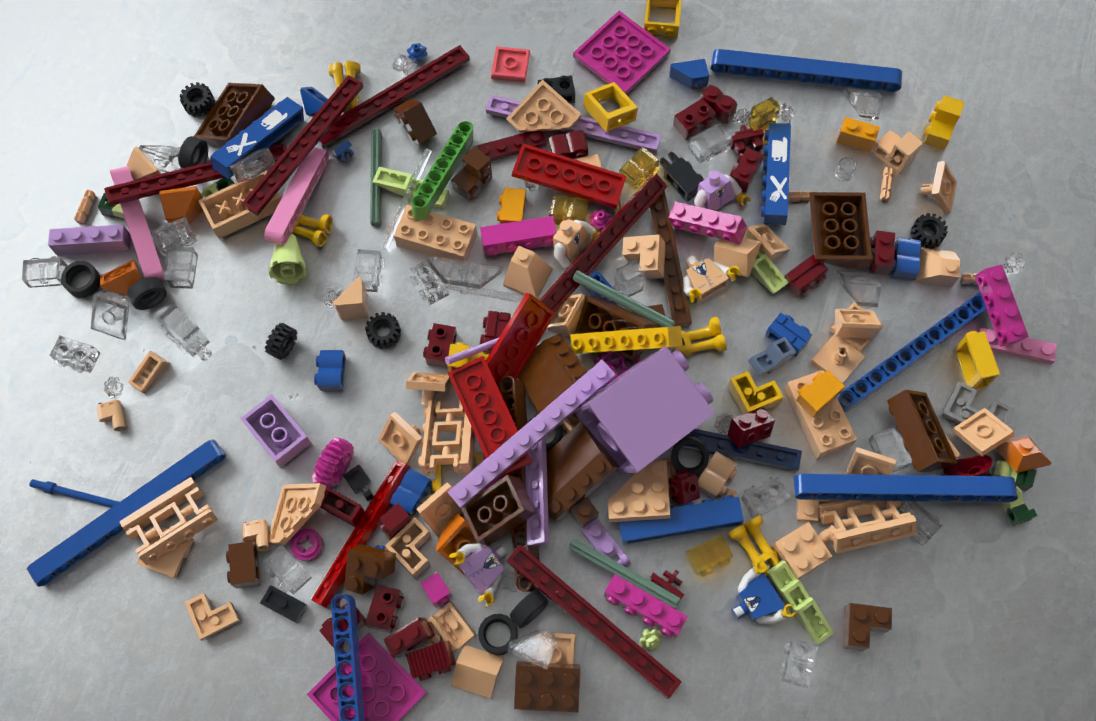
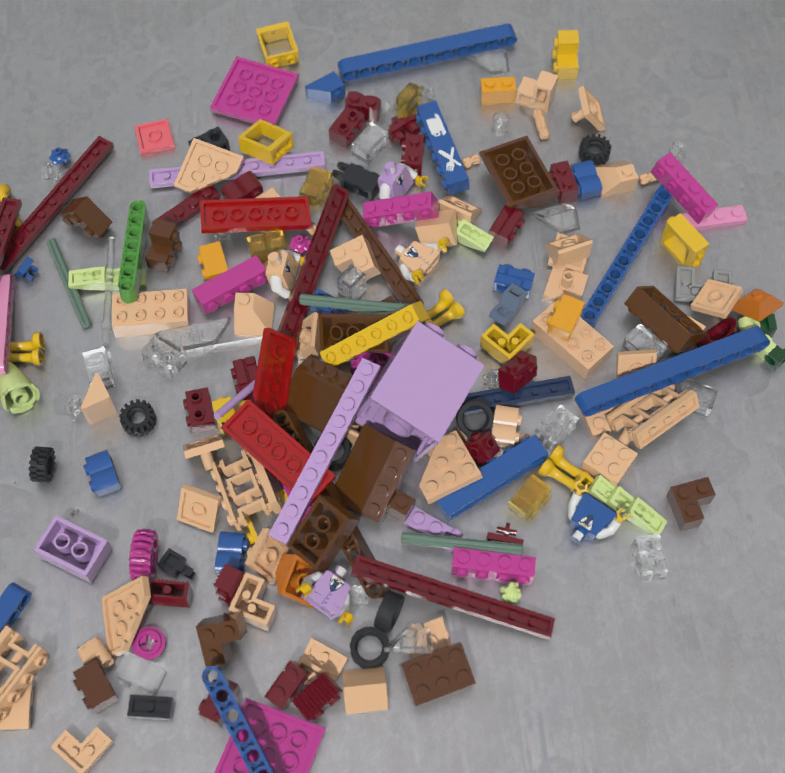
camera: 25 degrees left, 5 degrees down
(361, 533) = (198, 610): red plate -> none
(384, 609) = (252, 670): dark red brick -> none
(436, 590) = (294, 632): dark pink brick -> none
(537, 491) = (349, 498): lavender plate -> none

